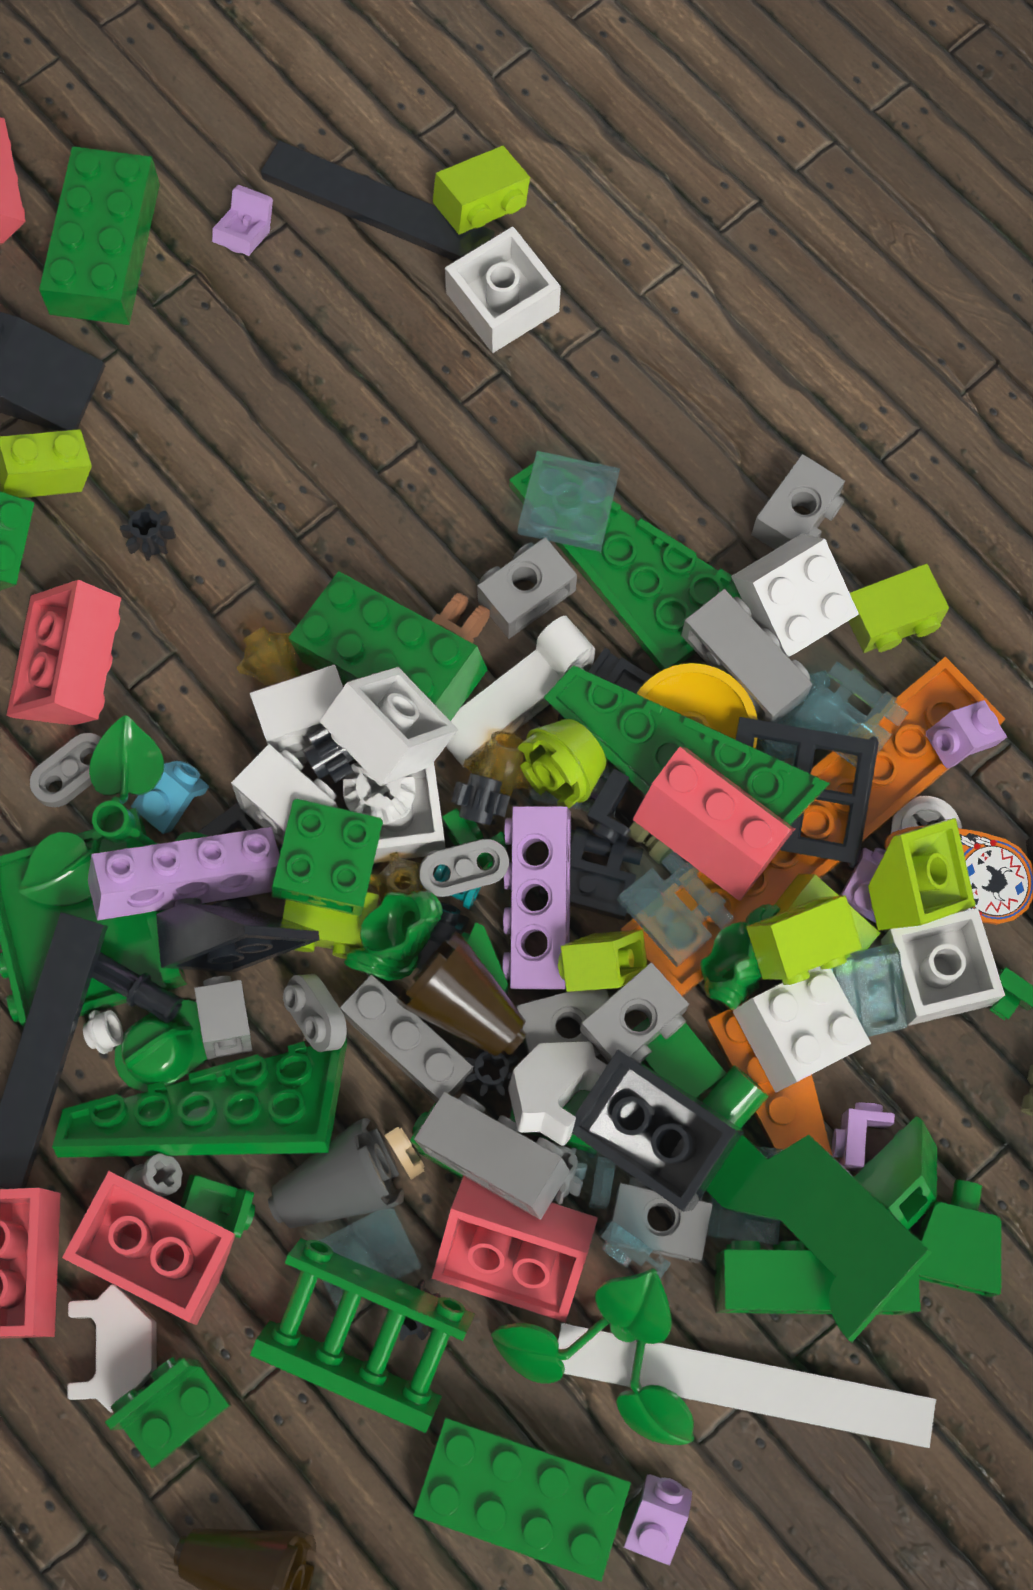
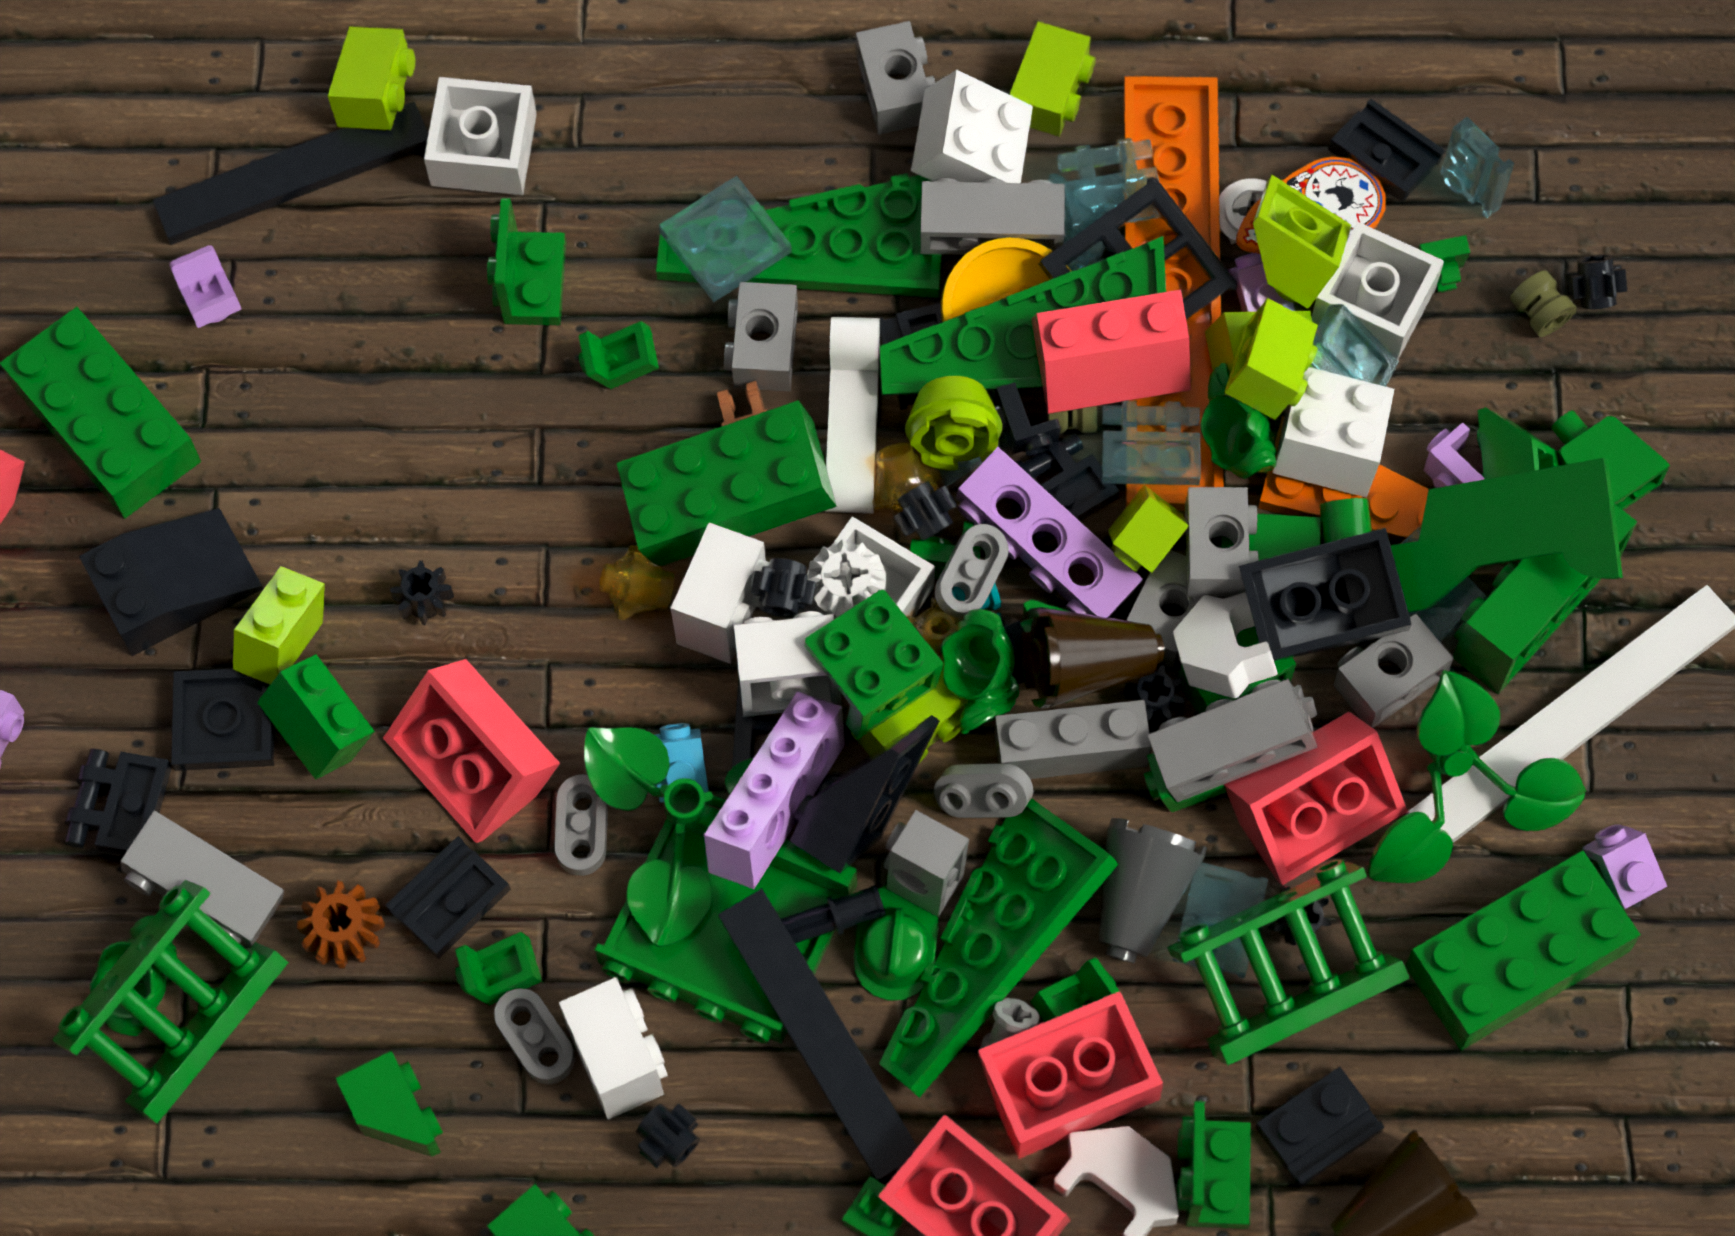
camera: 45 degrees left, 5 degrees down
(103, 1031) = (840, 978): white plate -> none
(269, 1457) = (1319, 1127): none -> black plate
(388, 725) = (811, 517): white brick -> none
(405, 1152) = (1153, 814): tan tile -> none
(425, 507) = (619, 355): none -> green bracket
(433, 396) = (526, 271): none -> green bracket
(602, 1183) = (1323, 687): clear light blue tile -> none
(626, 1247) = (1398, 689): clear light blue plate -> none
(965, 733) = (1205, 114): lavender bracket -> none

